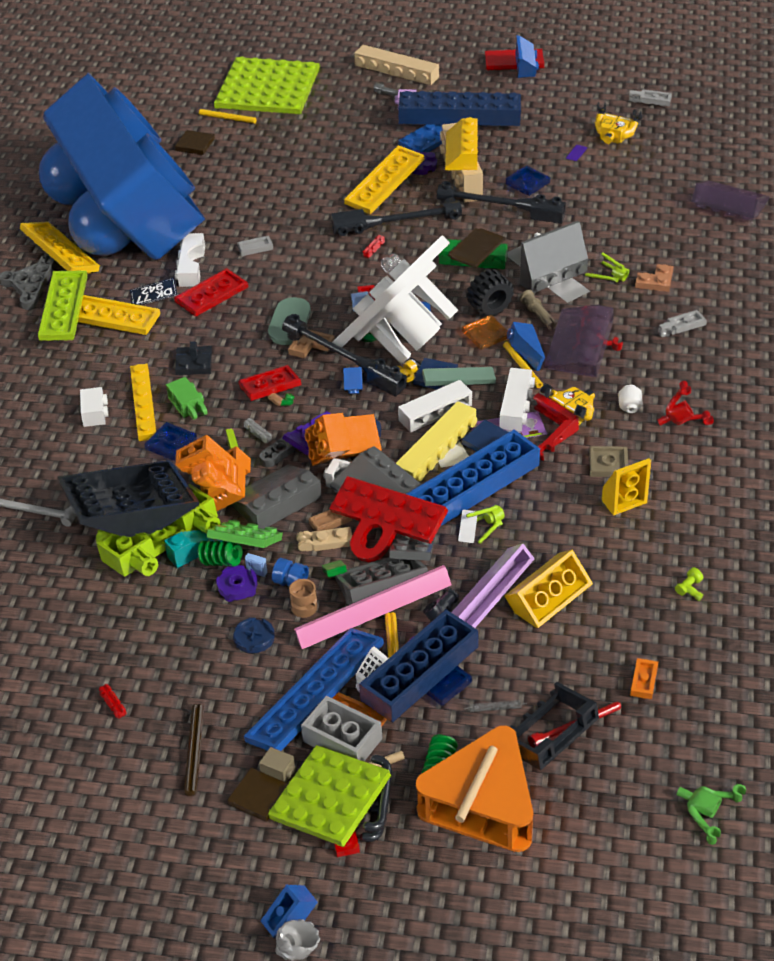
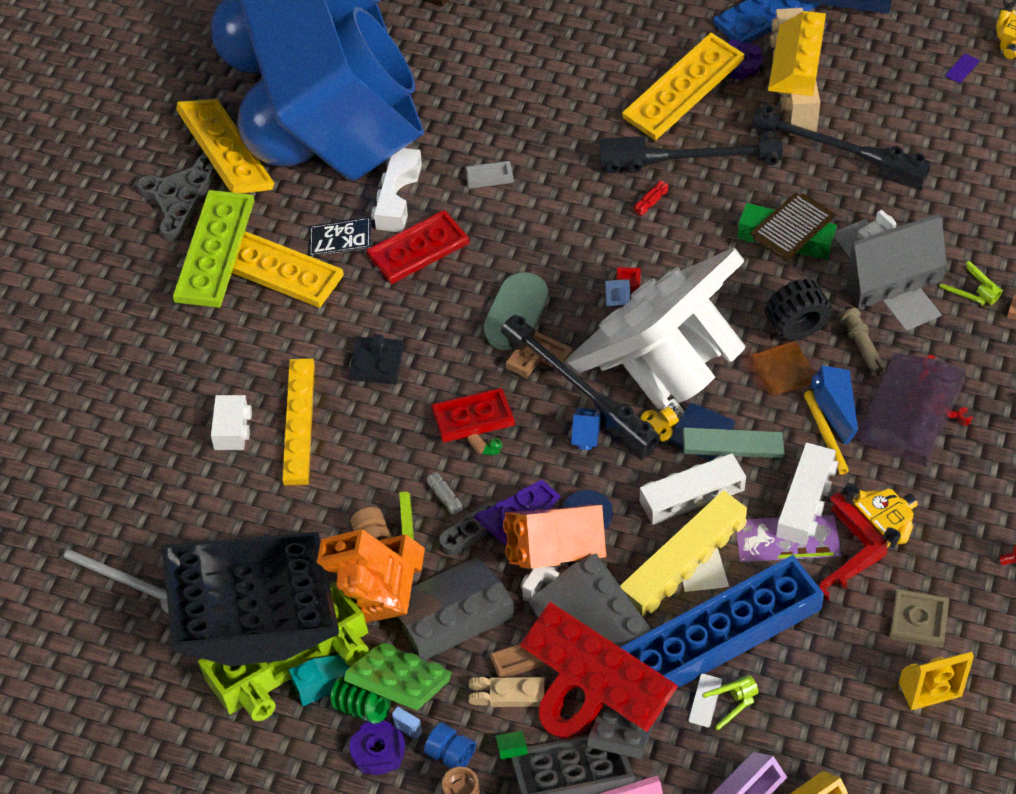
camera: 10 degrees right, 10 degrees up
(169, 439) = (325, 495): clear blue plate -> none
(186, 398) = (355, 426): bright green hinge -> none
(390, 262) = (670, 232): clear wheel -> none
(483, 435) = (754, 551): dark blue tile -> none
(527, 180) = (884, 111): clear blue plate -> none
(630, 398) = (967, 517): white head -> none

